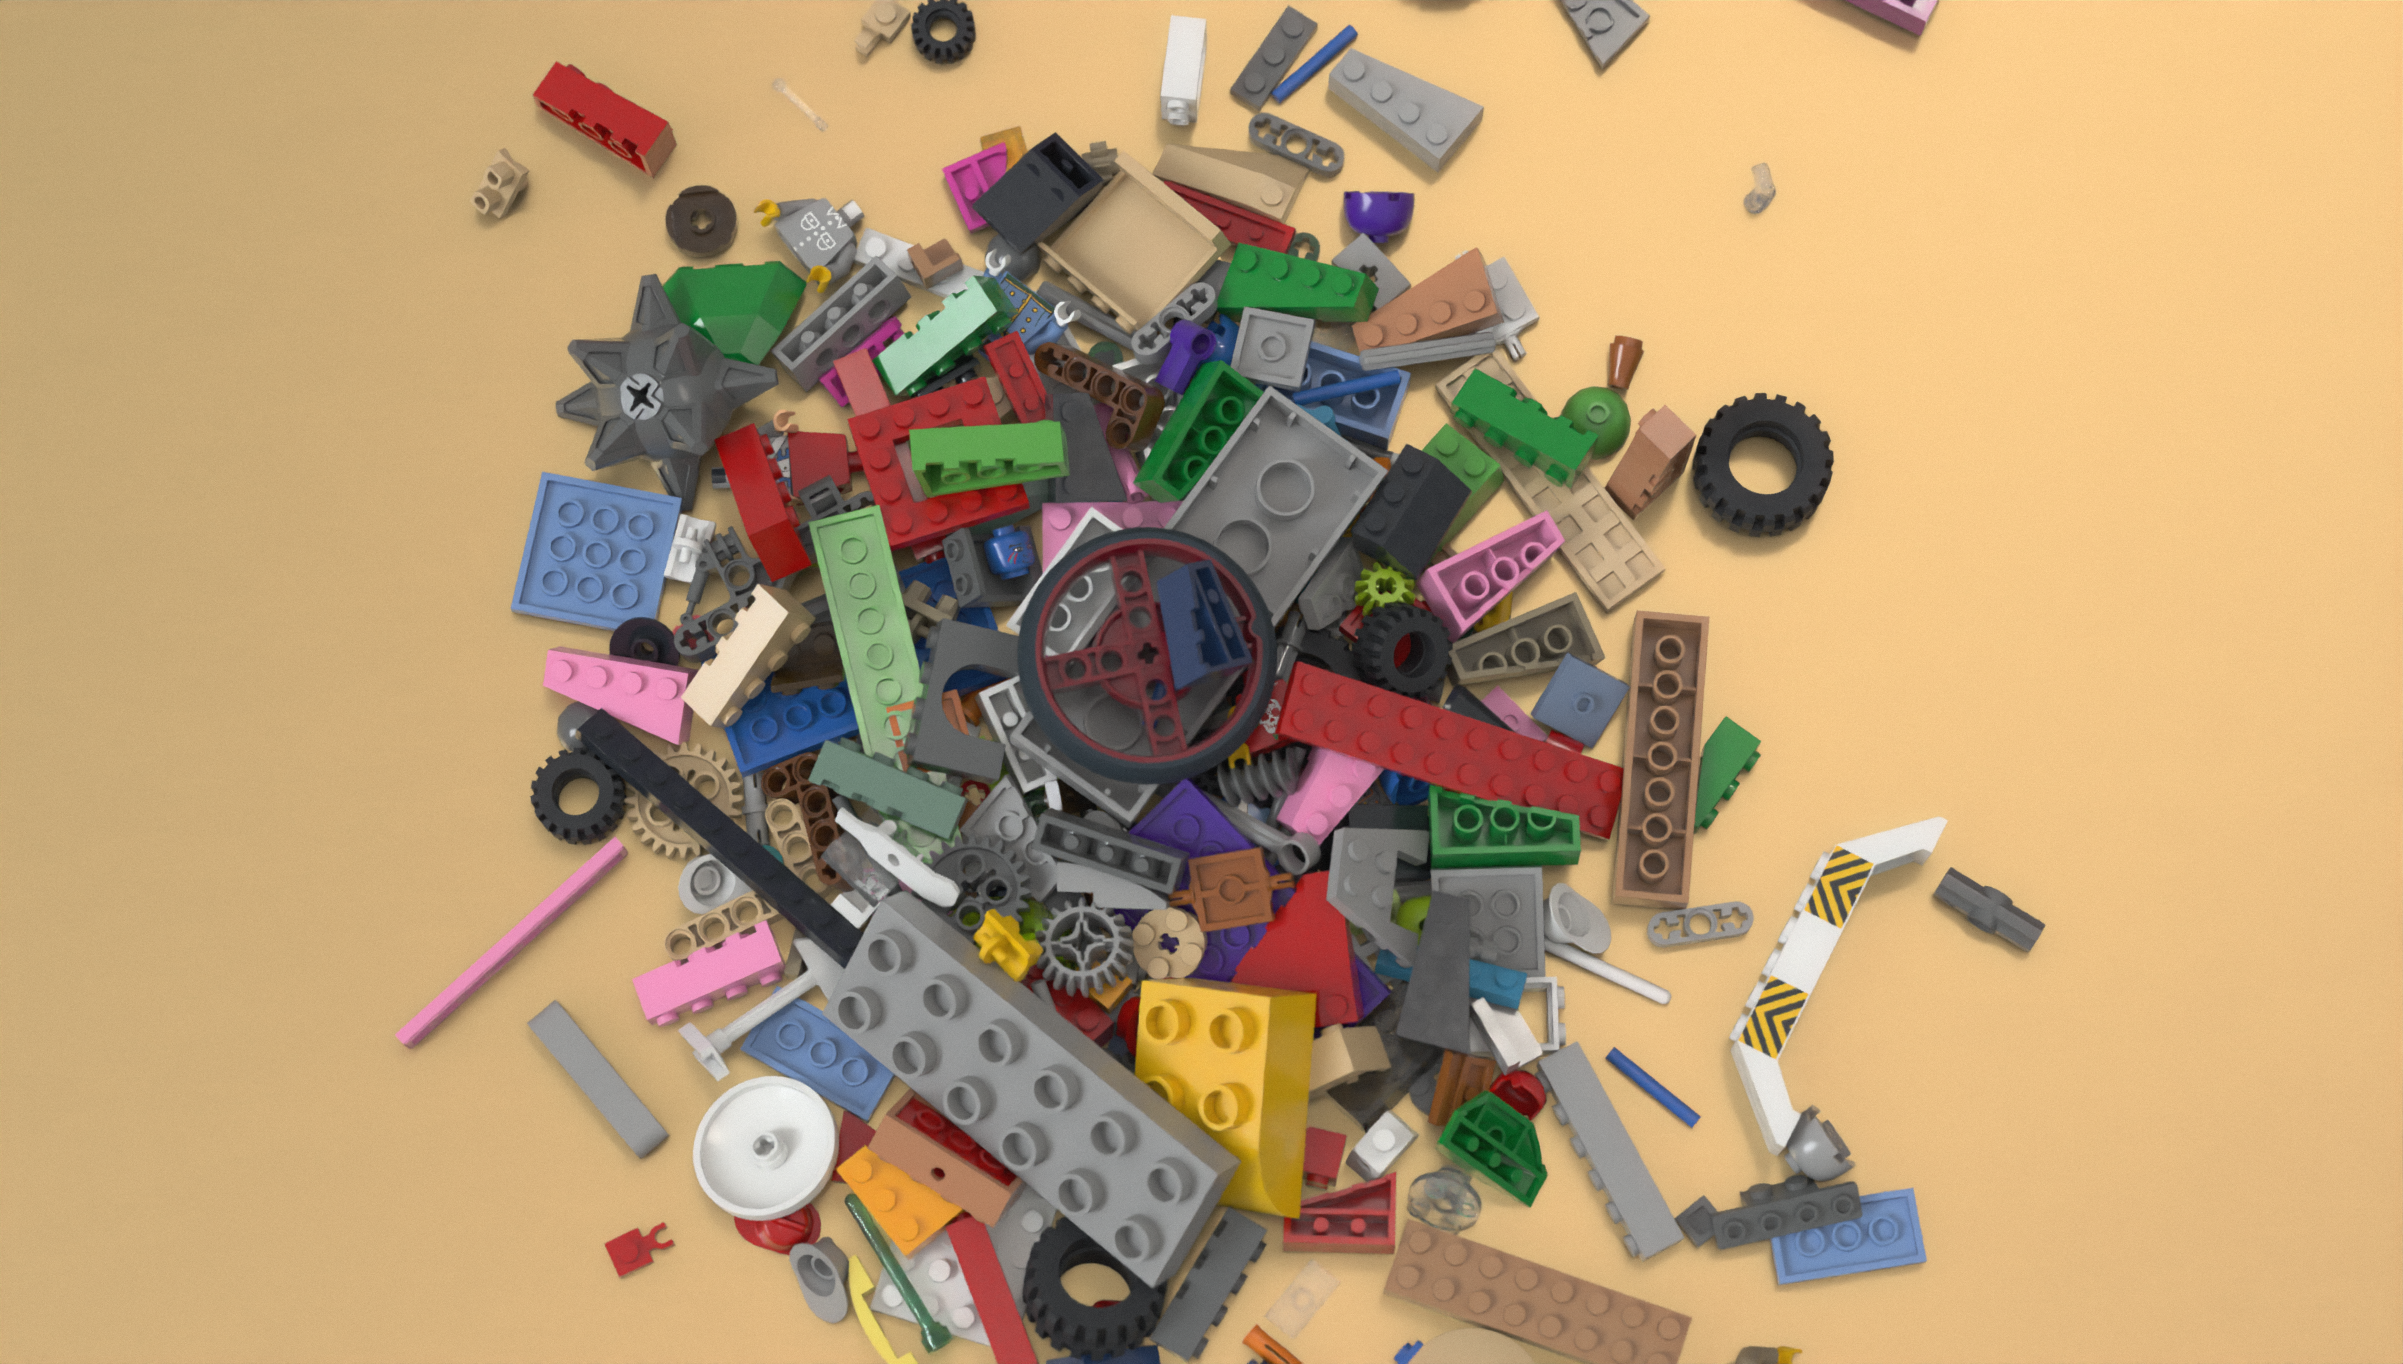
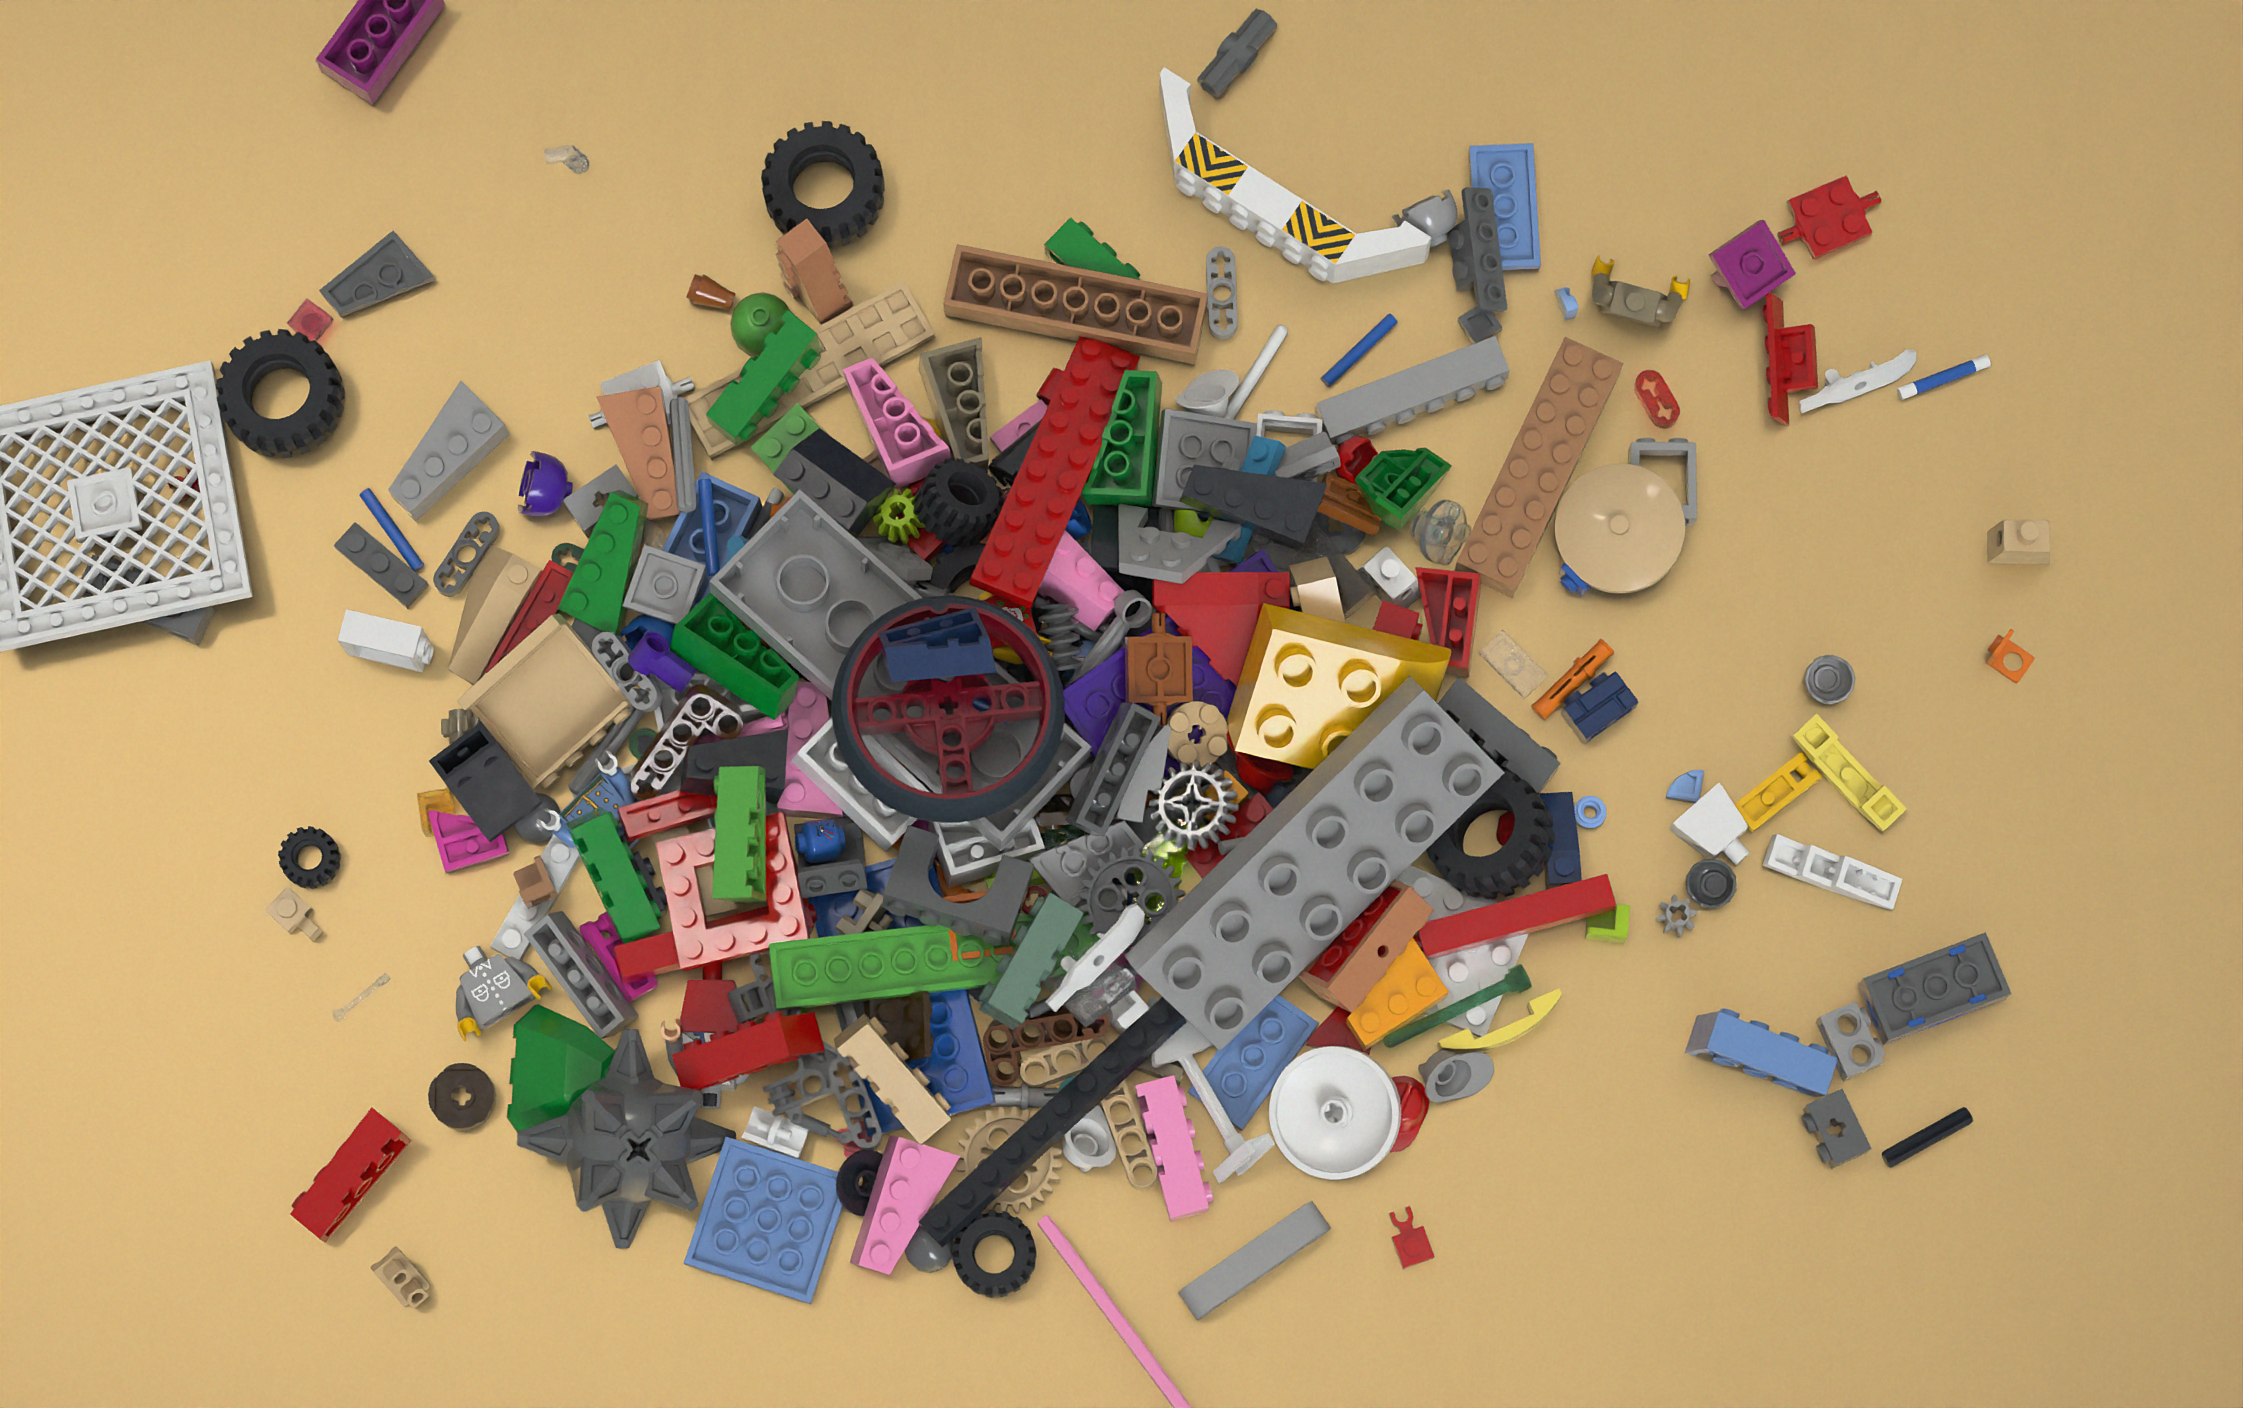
camera: 85 degrees left, 0 degrees up
(1004, 944) = (1188, 867): yellow hips -> none
(1580, 700) = (1015, 364): sand blue plate -> none
(1741, 1319) = (1567, 303): none -> light blue tile

